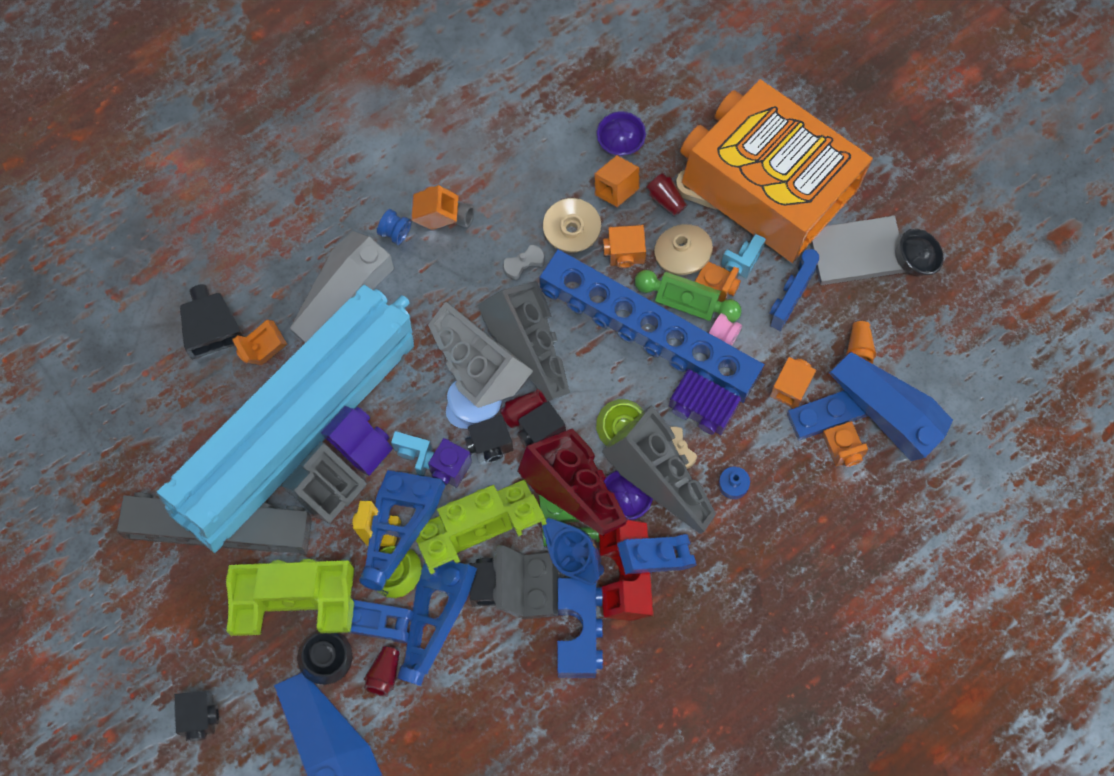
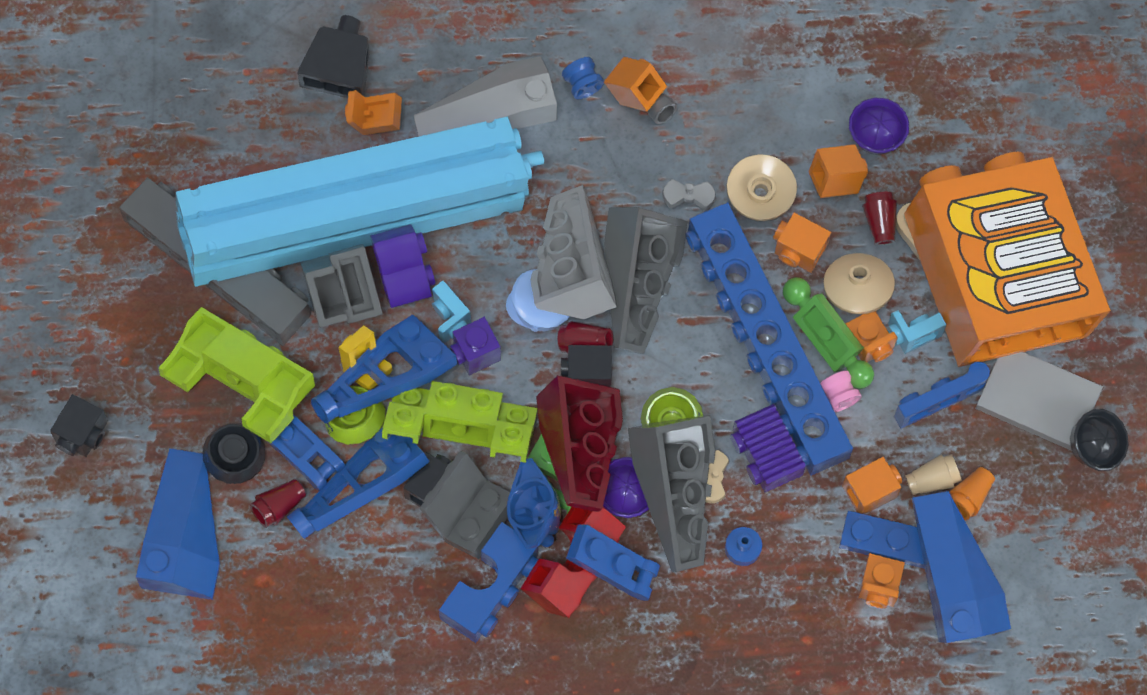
camera: 30 degrees right, 0 degrees up
(489, 439) = (530, 348): black brick -> none
(829, 347) = (934, 475): none -> tan cone

